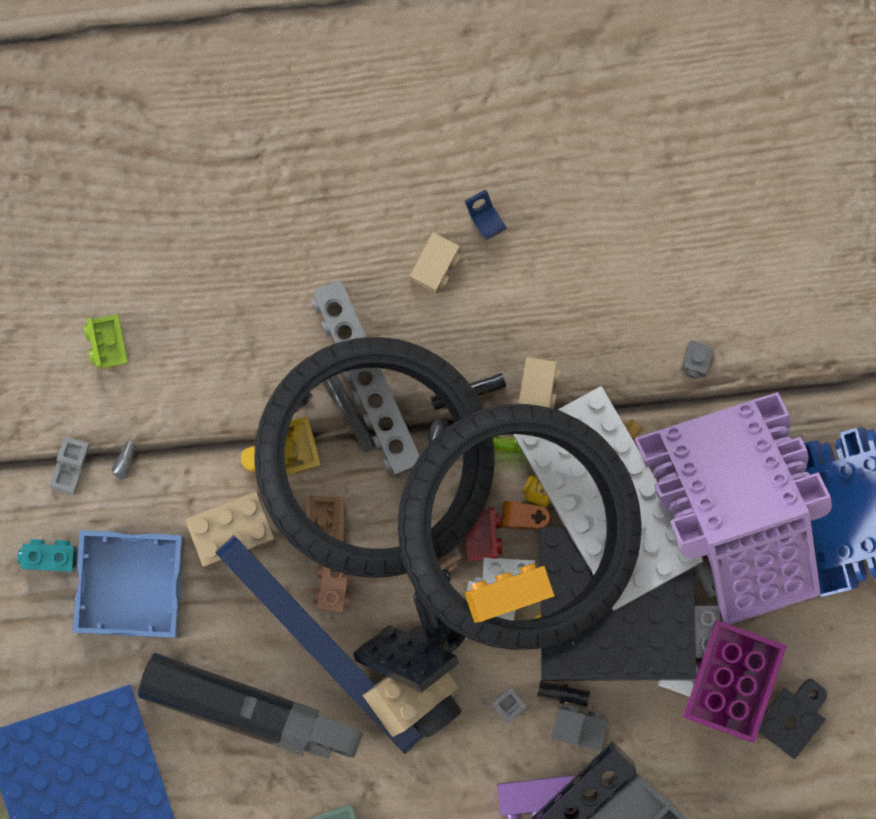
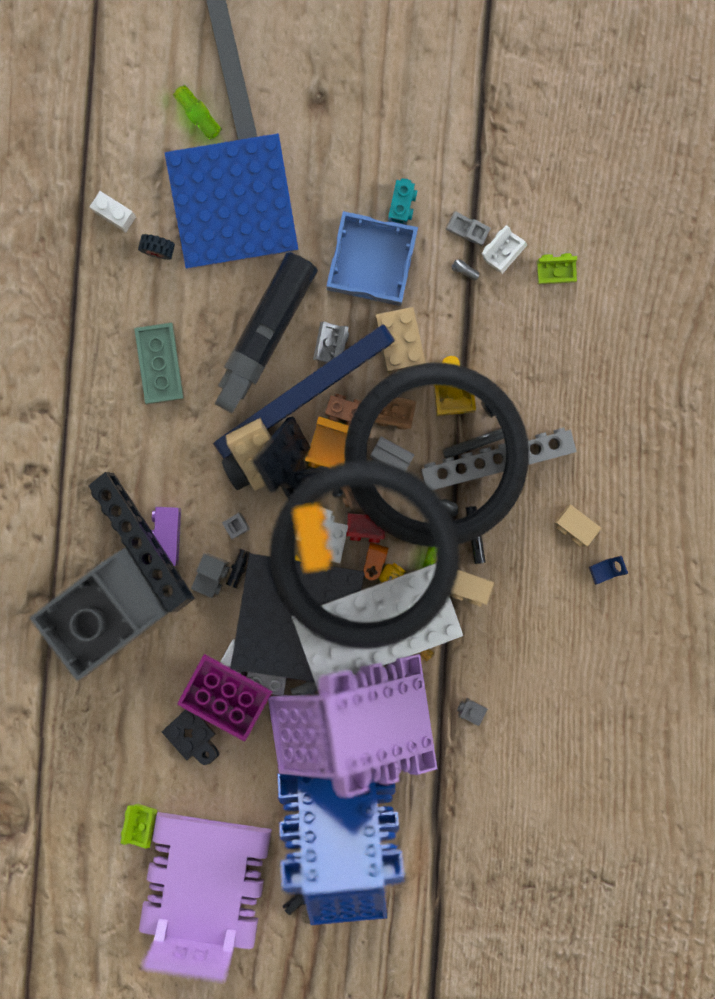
camera: 100 degrees right, 5 degrees up
(91, 414) = (503, 249): none -> white bracket
(247, 620) = (330, 341): none -> light grey bracket
(382, 517) = (391, 454): none -> light grey brick
(382, 601) = (327, 444): none -> light orange panel

